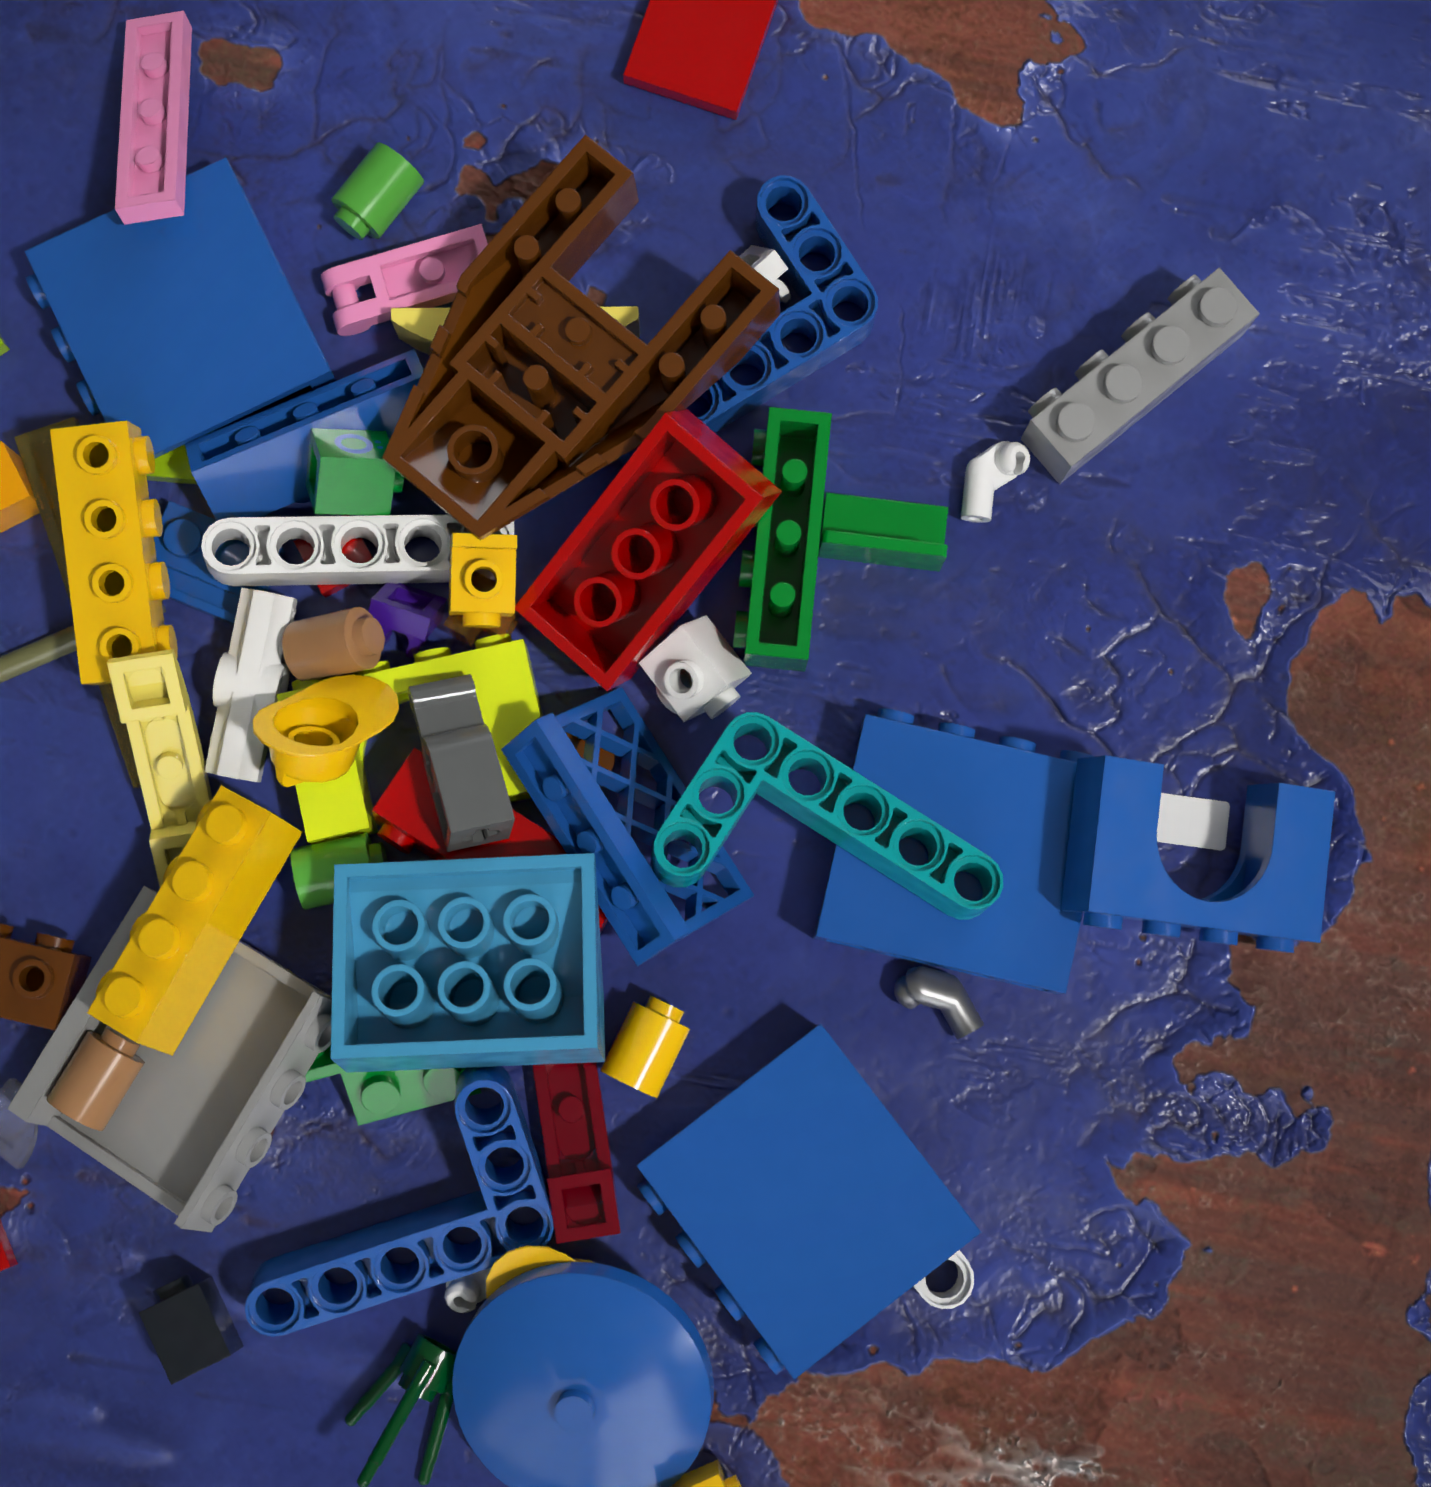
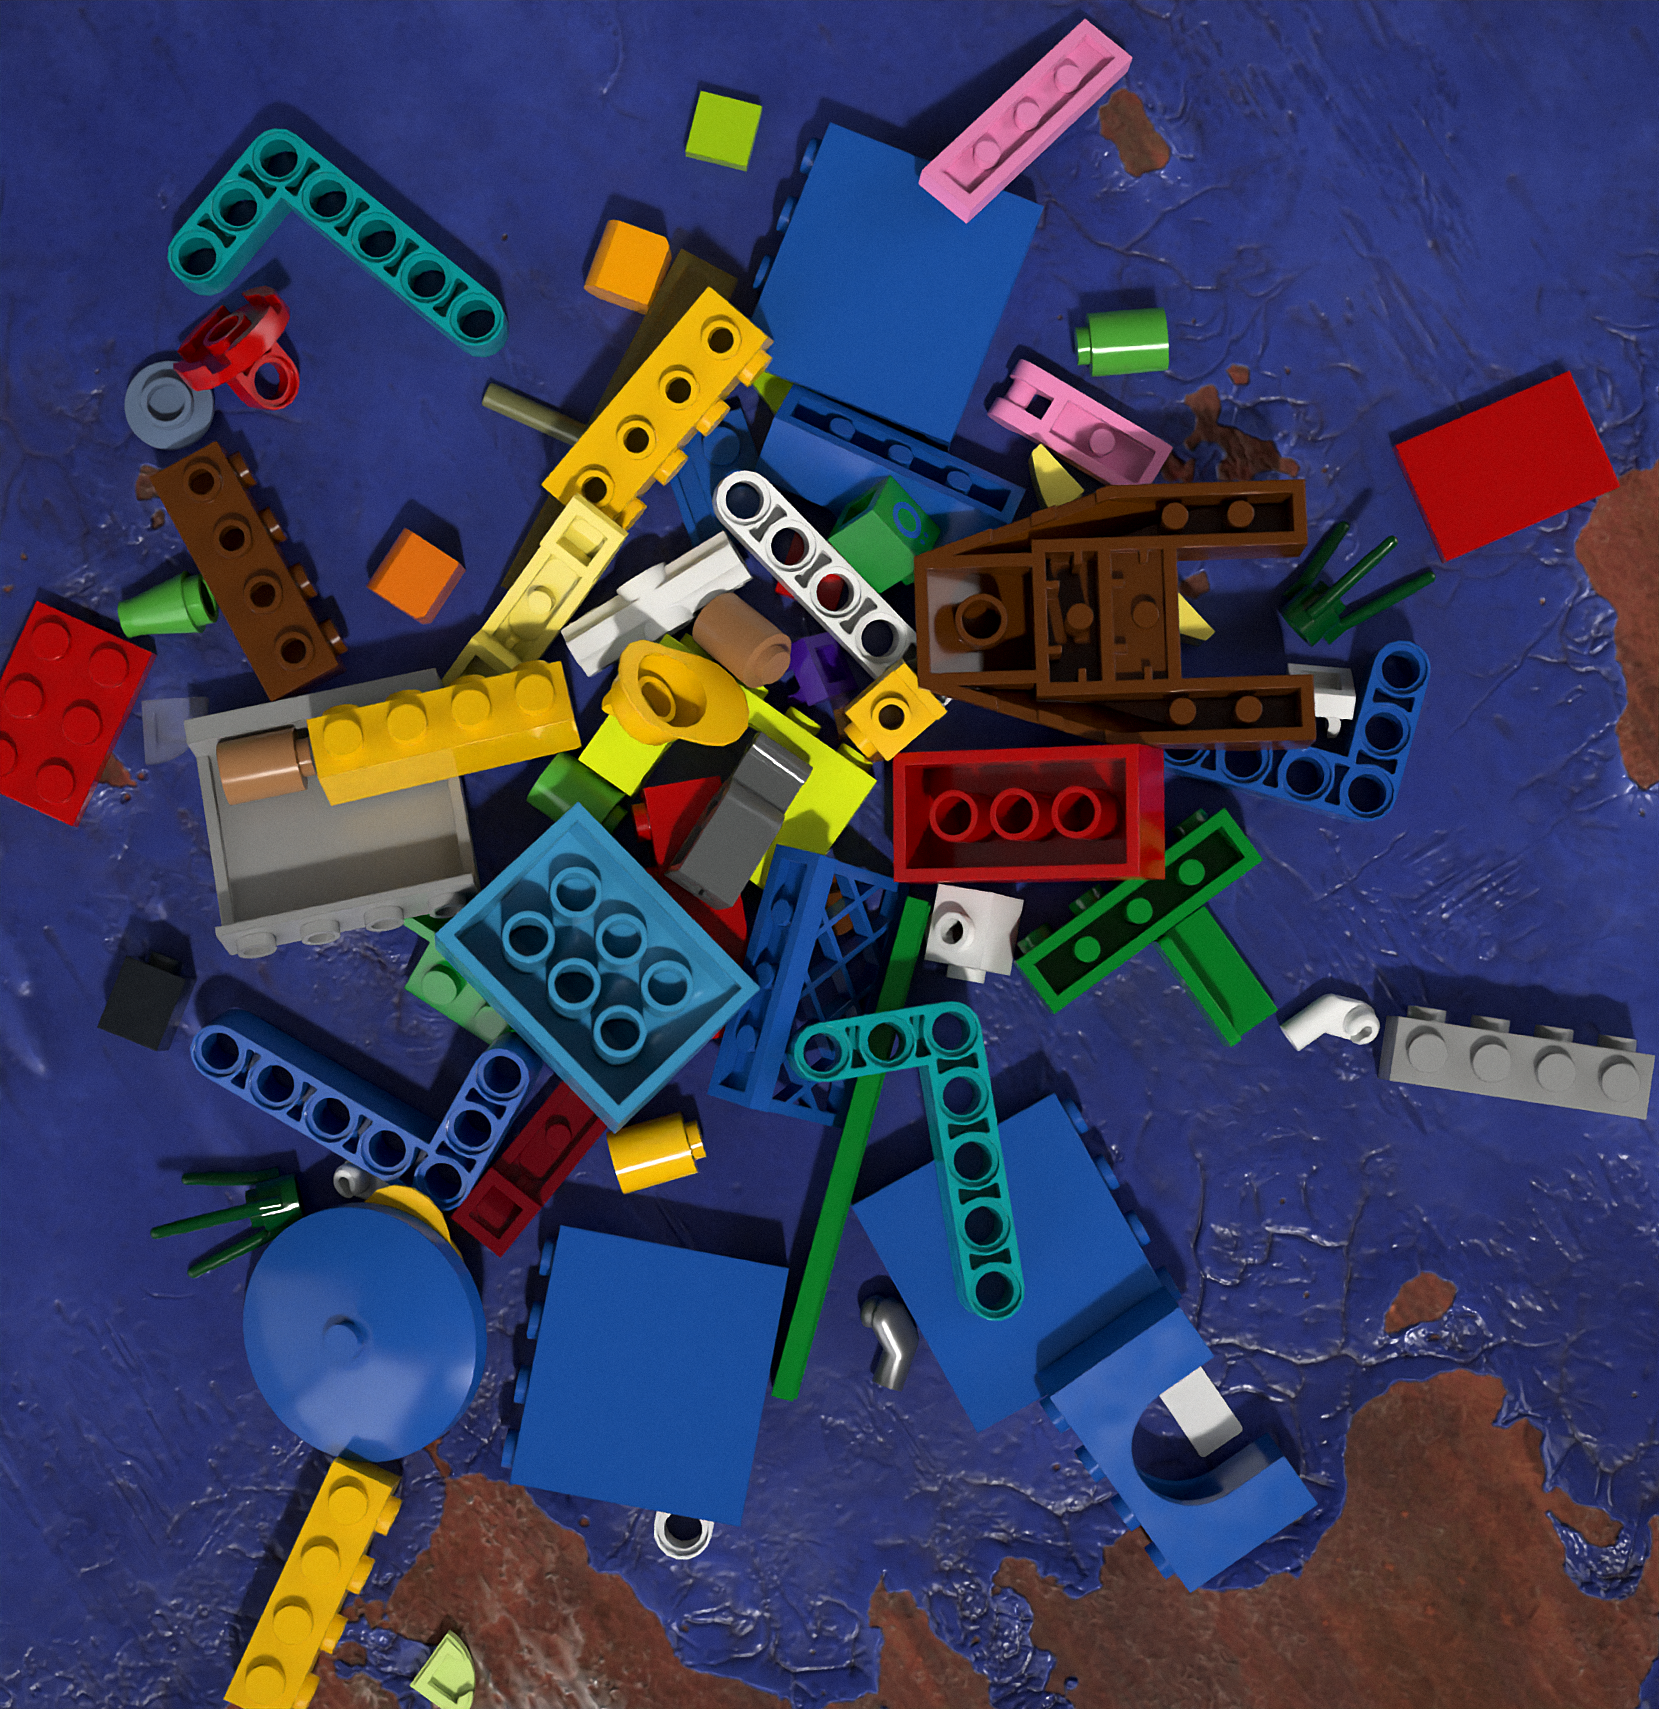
camera: 50 degrees right, 5 degrees up
(69, 842) = (416, 577): none -> orange piece
(688, 231) = (1316, 610): none -> dark green plant
(781, 912) = (848, 1157): none -> green tile

